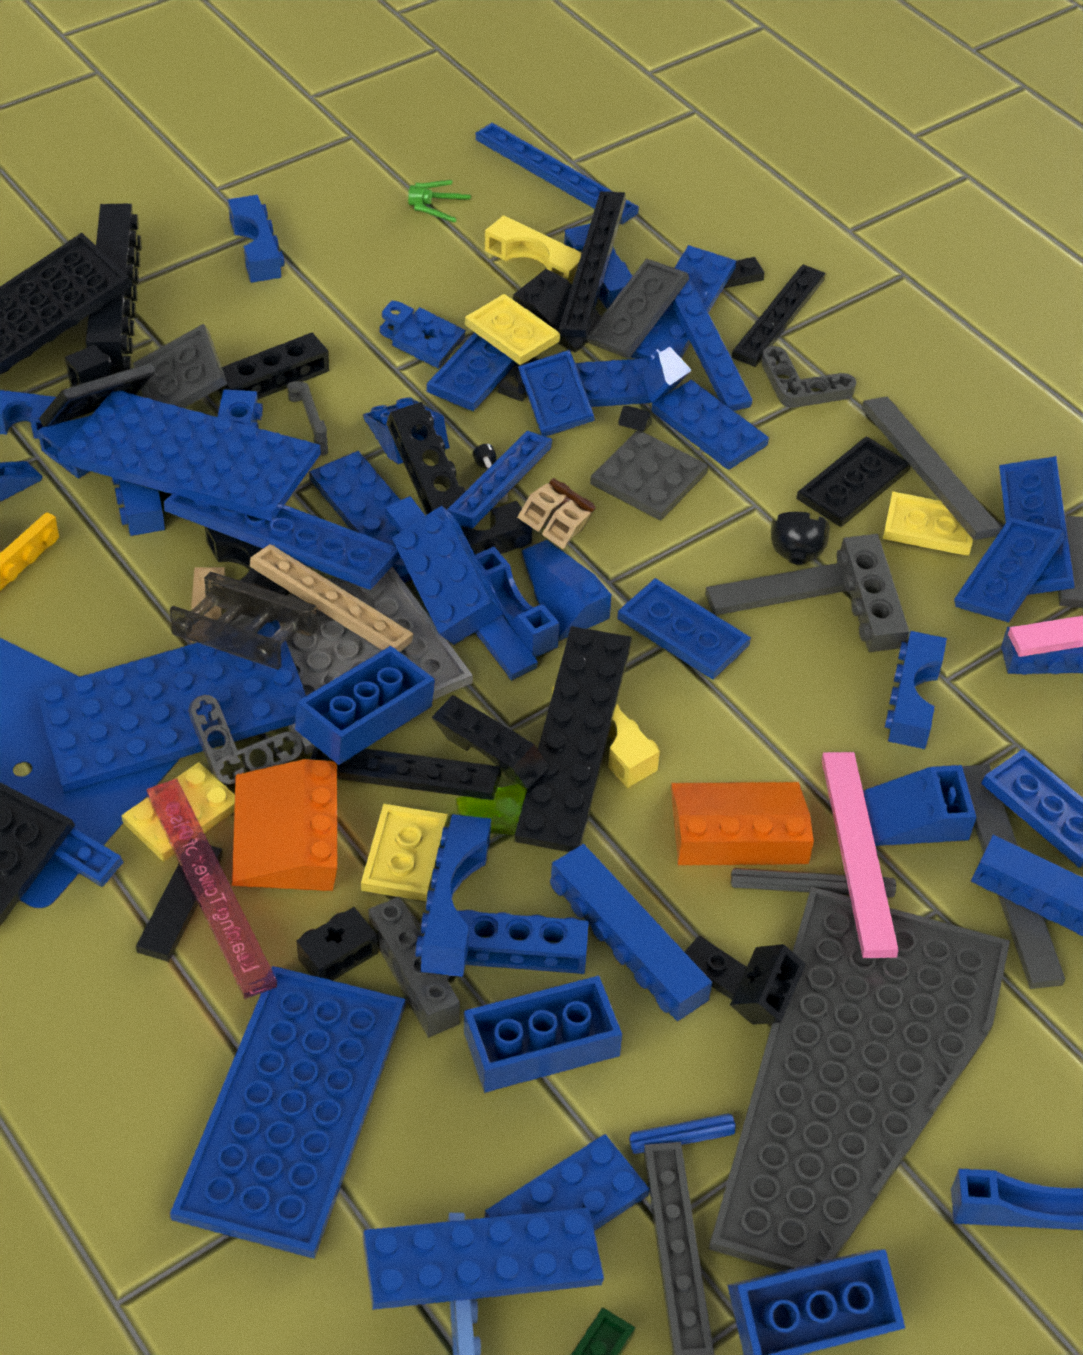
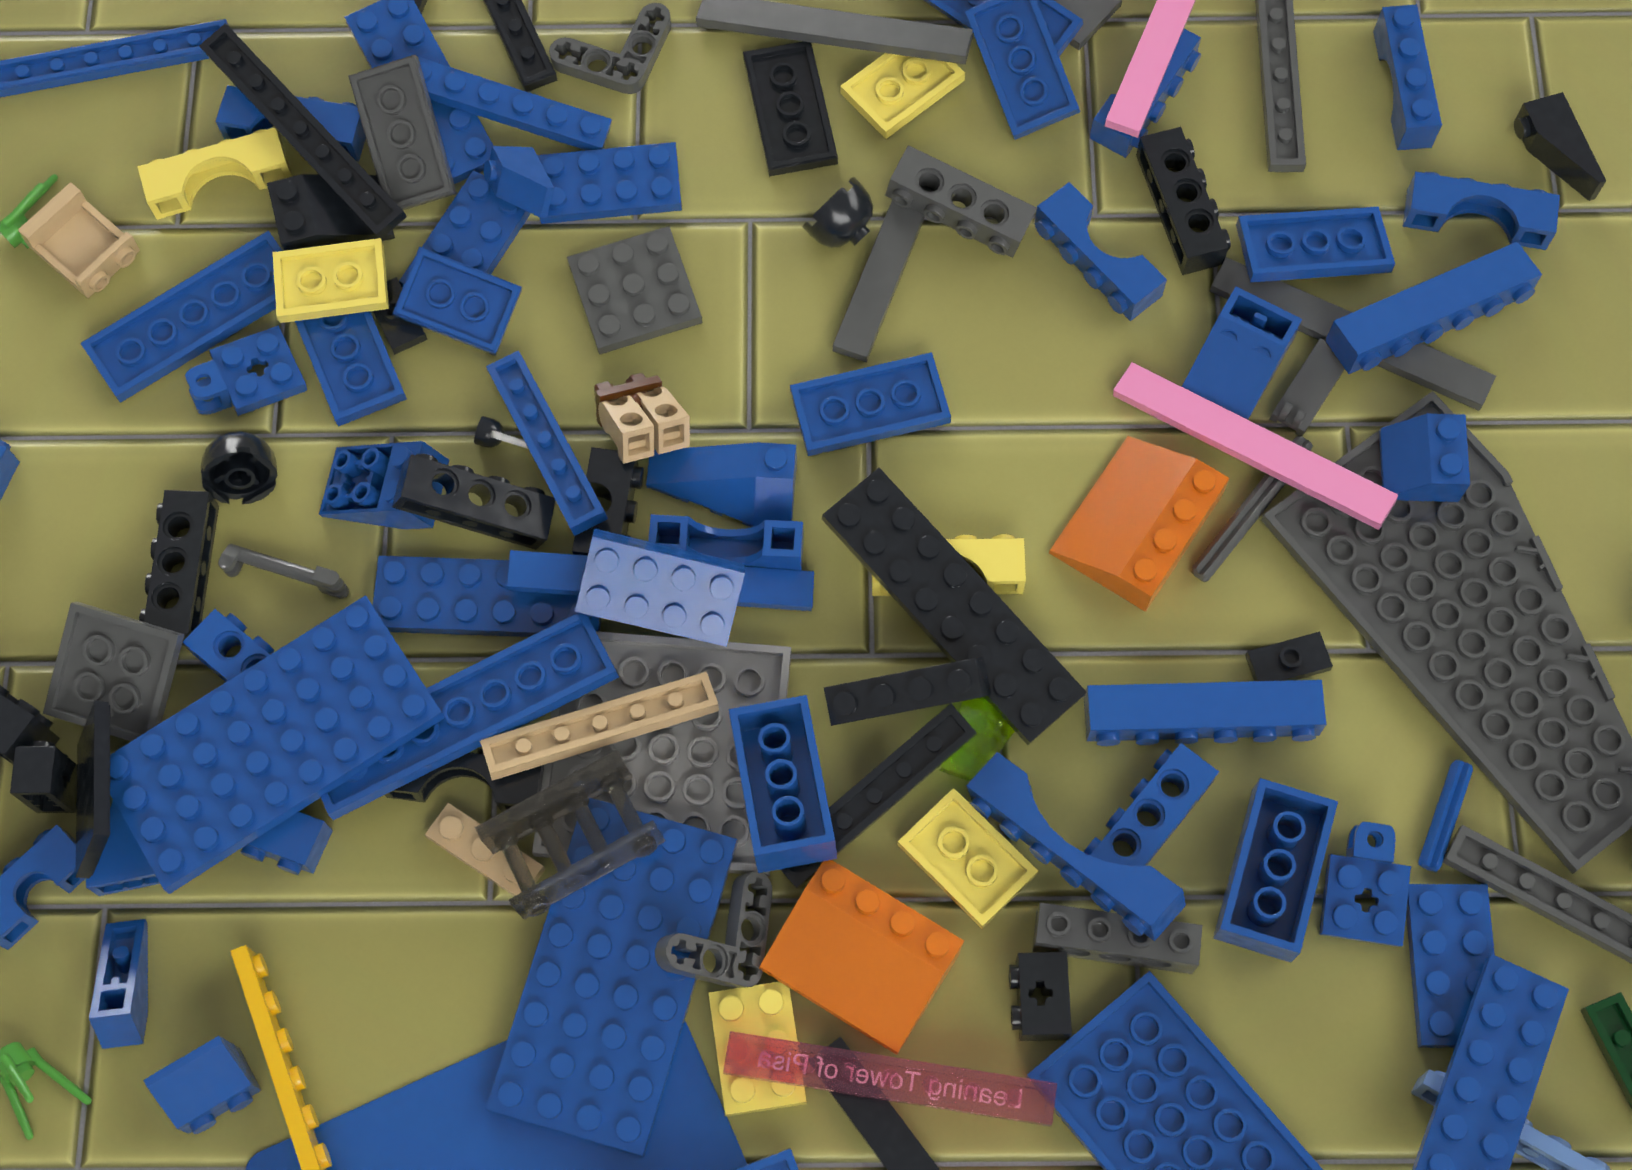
camera: 50 degrees left, 20 degrees up
(355, 357) = (238, 468): none -> black cylinder
(425, 288) = (186, 319): none -> blue plate
(436, 221) = (78, 241): none -> tan panel
(597, 1102) = (1370, 870): none -> blue plate
(635, 418) = (552, 251): black slope -> none
(768, 984) = (1370, 638): black brick -> none
(936, 869) = (1309, 389): none -> dark grey hinge
(947, 957) = (1426, 458): none -> blue slope
(1004, 715) = (1191, 249): none -> black brick

